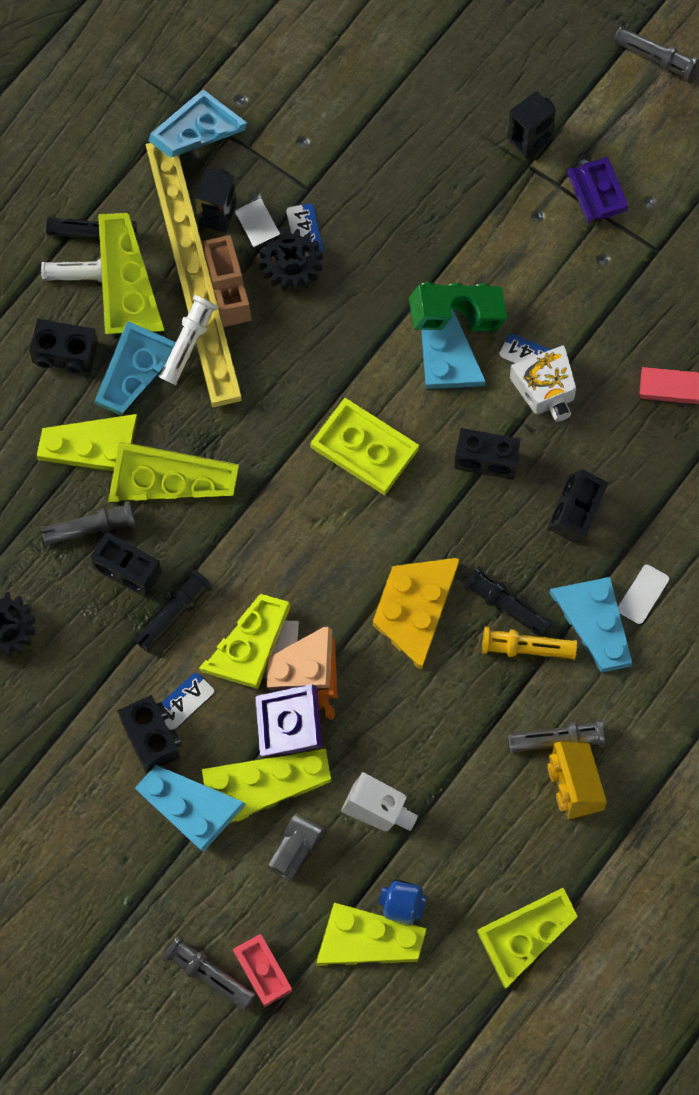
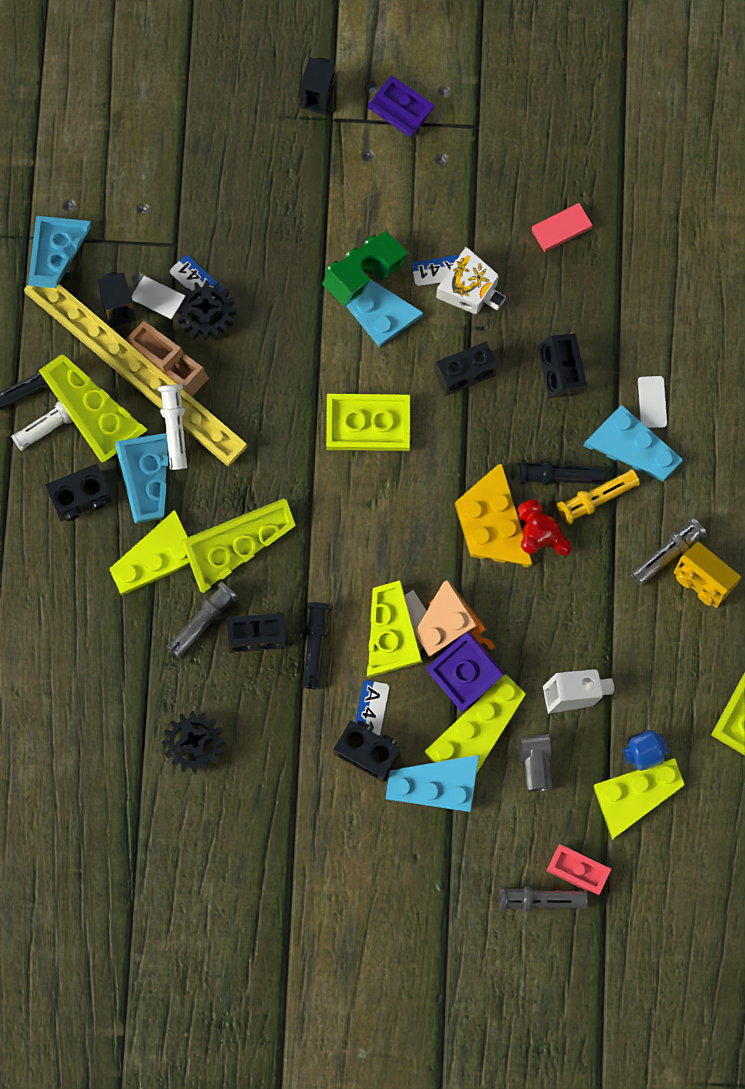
camera: 40 degrees left, 5 degrees up
(451, 641) = (541, 530): none -> red animal

